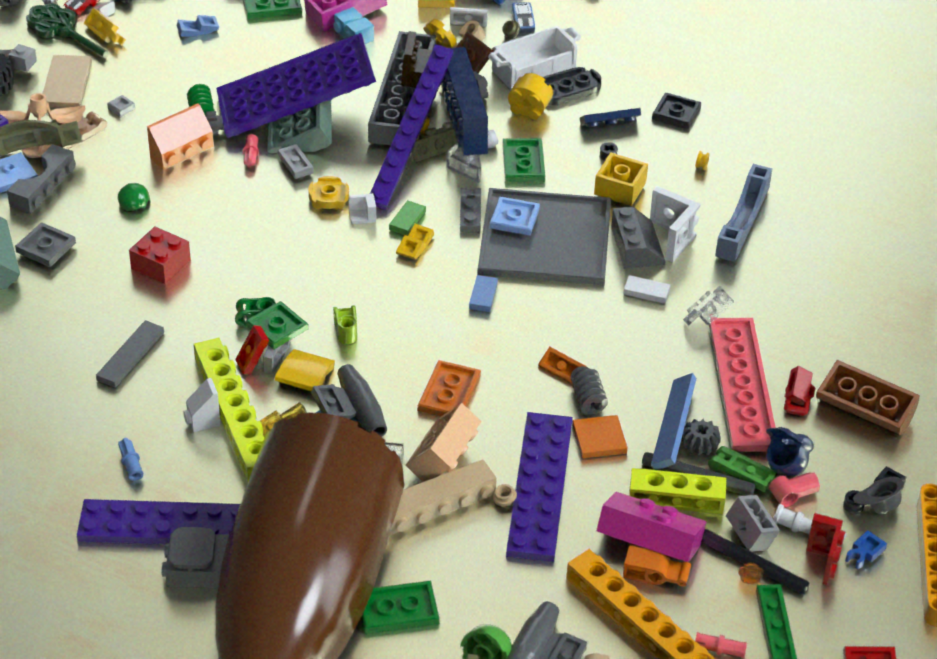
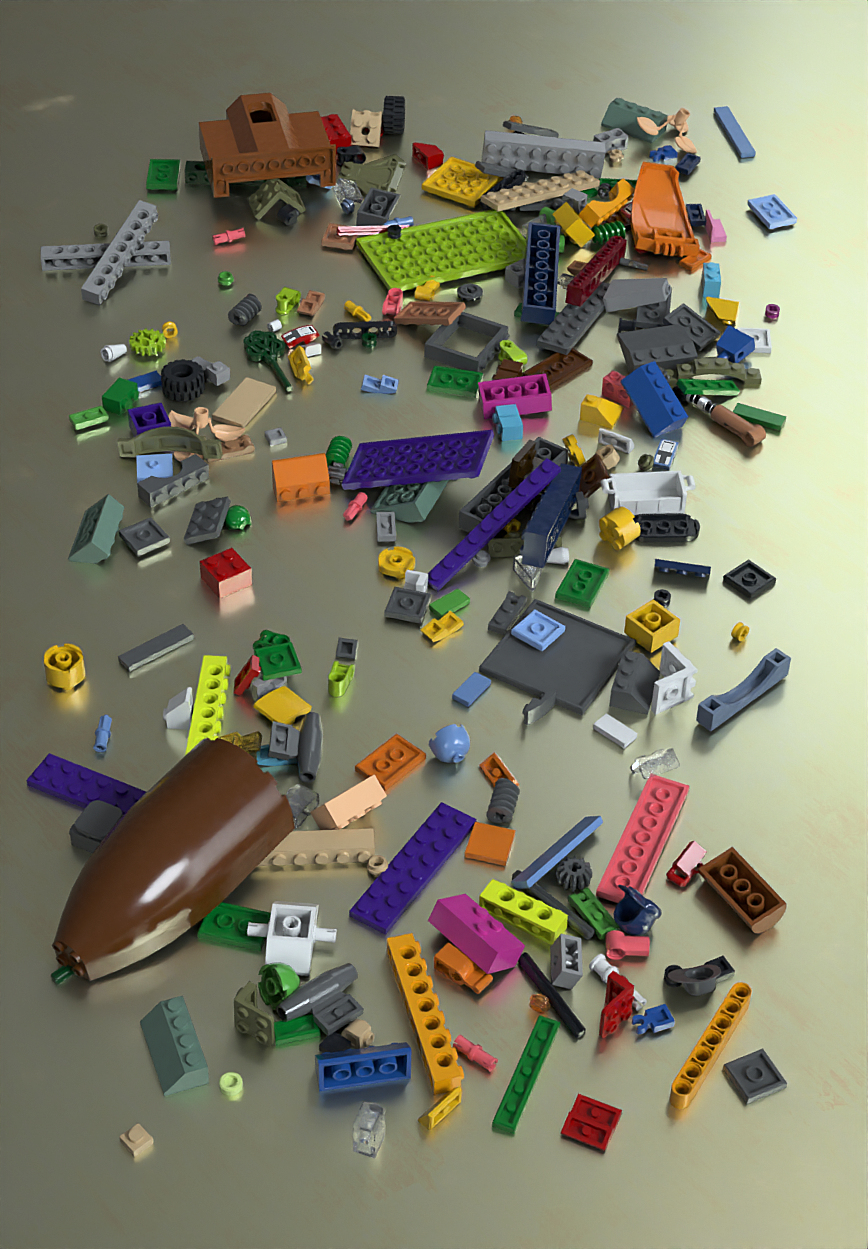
camera: 25 degrees right, 0 degrees up
(45, 402) = (64, 666): none -> yellow brick
(105, 208) = (207, 520): none -> dark grey plate
(332, 292) = (347, 648): none -> dark grey slope
(367, 231) = (407, 605): none -> dark grey plate
(412, 165) = (481, 559): none -> light grey plate
(466, 594) = (292, 934): none -> white slope
(505, 352) = (450, 744): none -> medium blue cylinder
(562, 289) = (539, 707): none -> dark grey slope

